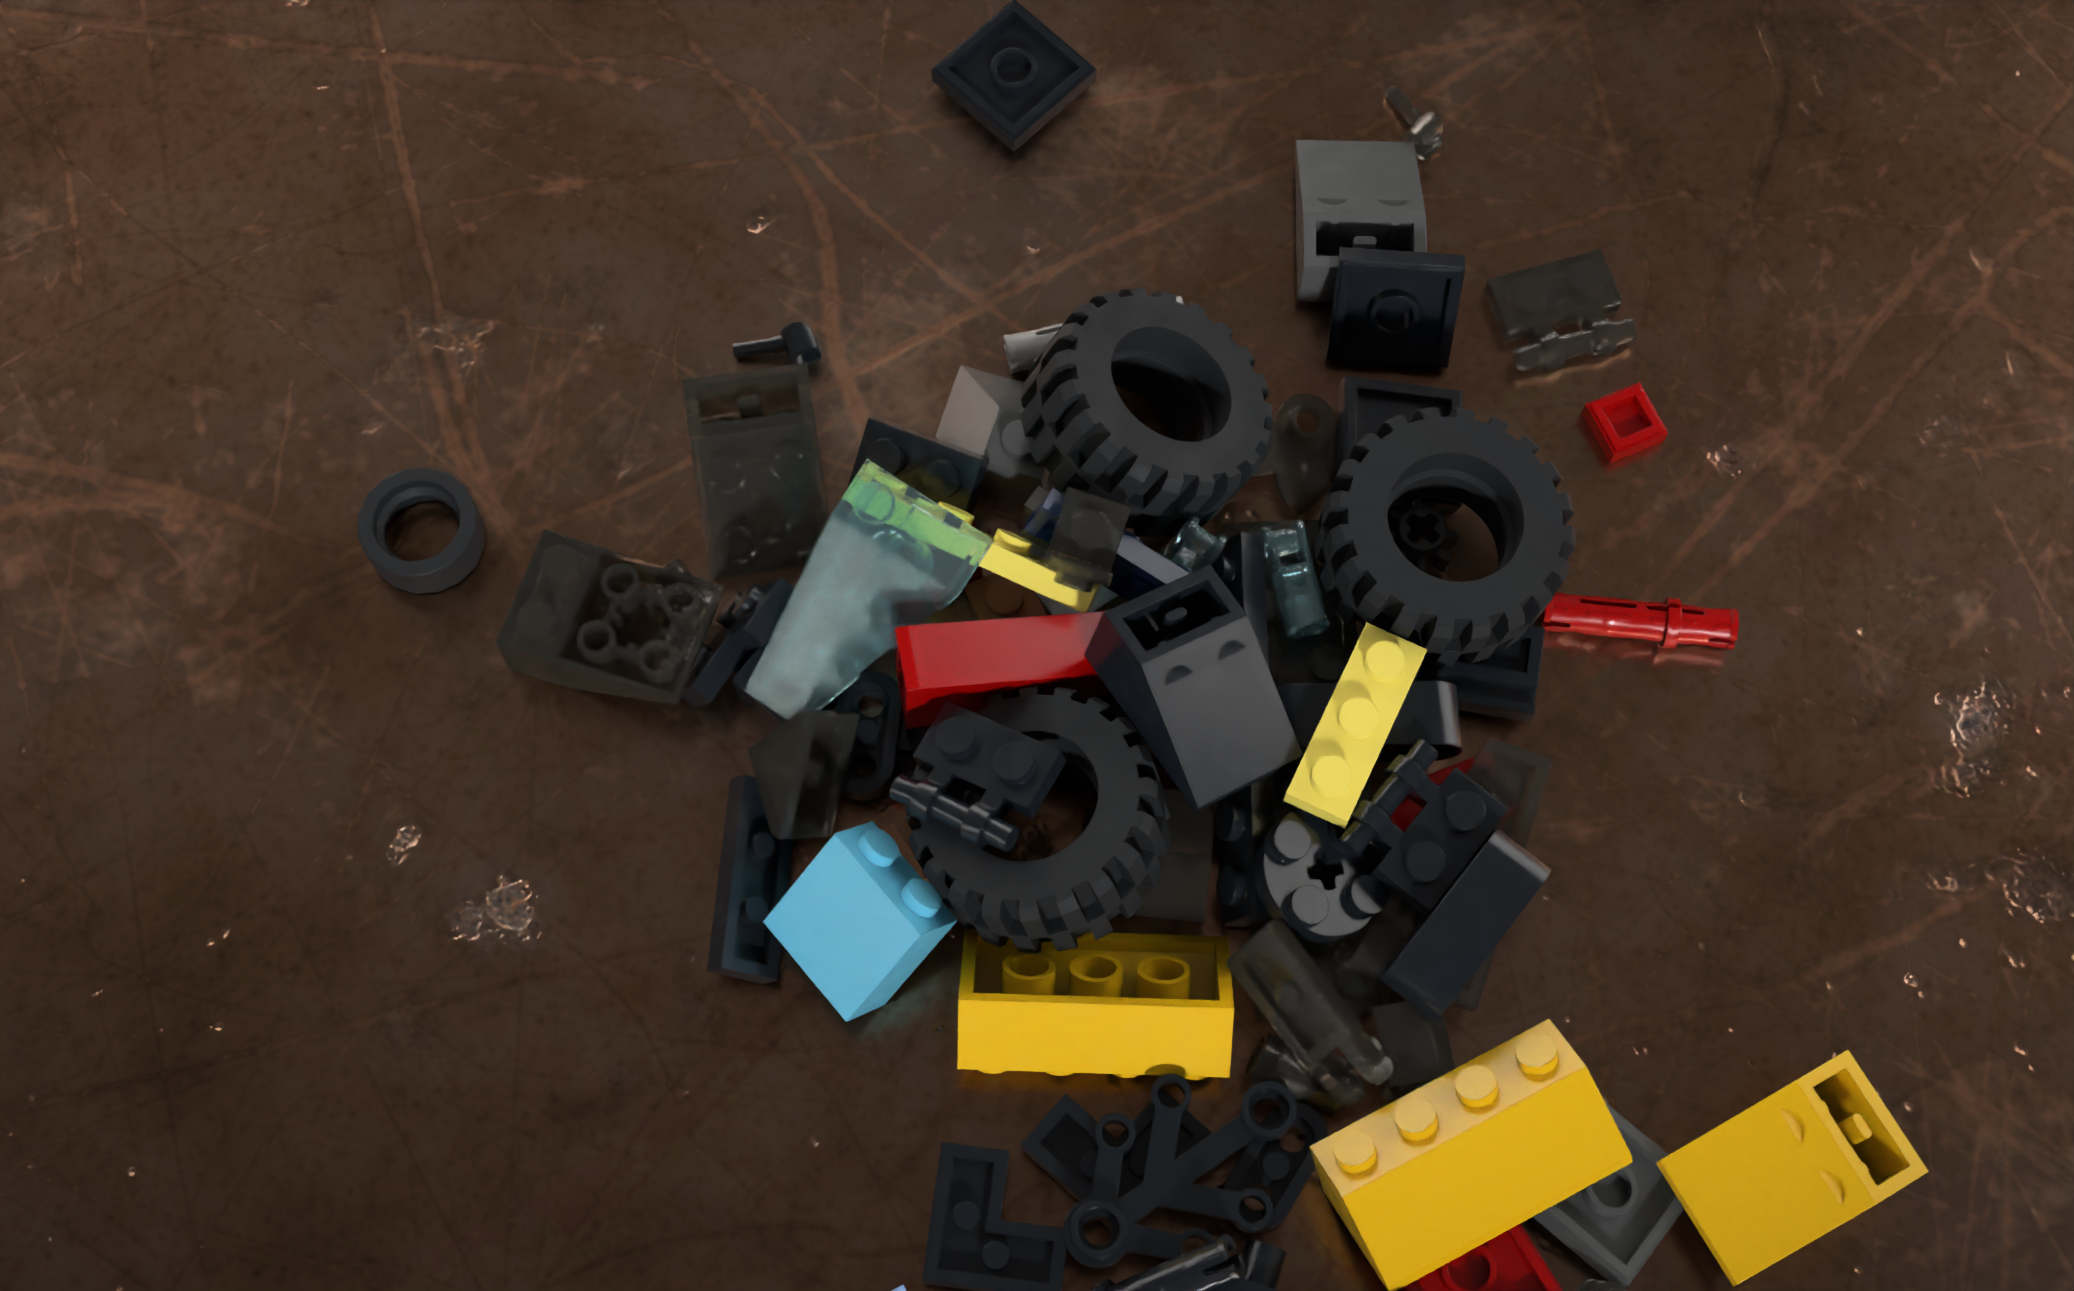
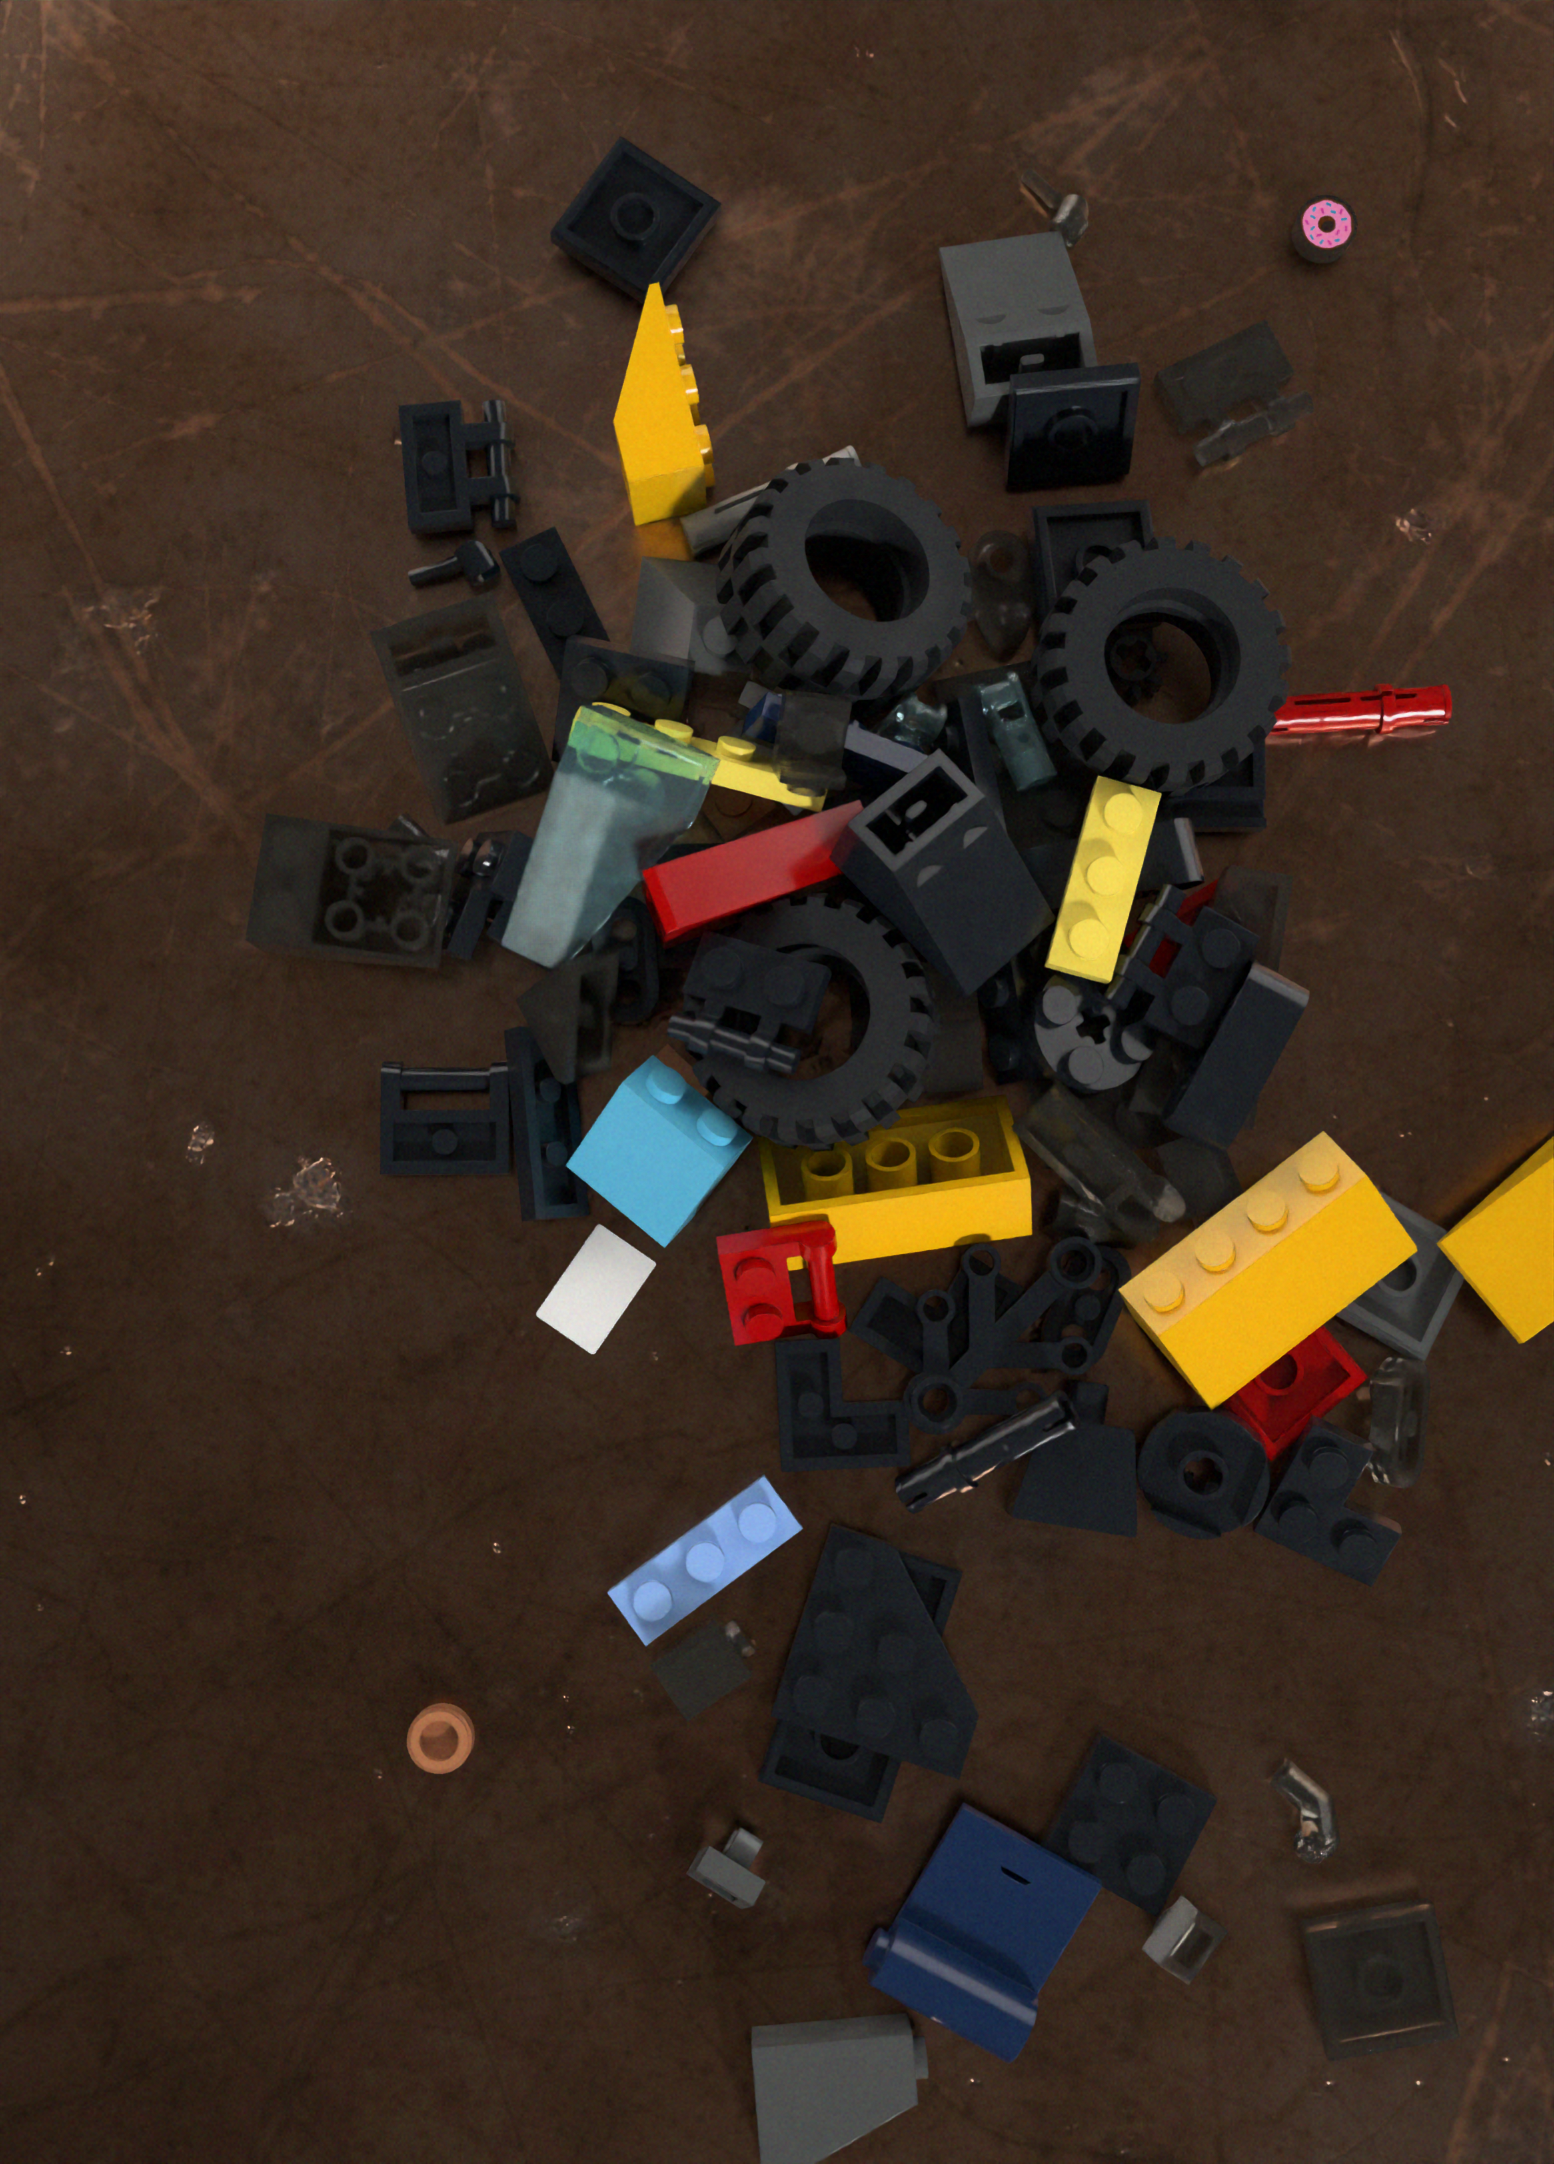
camera: 15 degrees left, 15 degrees up
(402, 491) = (99, 803): black tyre -> none
(650, 878) = (445, 1139): none -> black plate
(768, 1061) = (595, 1289): none -> white sticker
(782, 251) = (438, 469): none -> black plate
(865, 380) = (551, 593): none -> black plate
(936, 1078) = (760, 1287): none -> red plate
(999, 243) = (657, 421): none -> yellow slope
(1624, 422) = (1312, 503): red tile -> none
(1669, 180) = (1324, 229): none -> tile

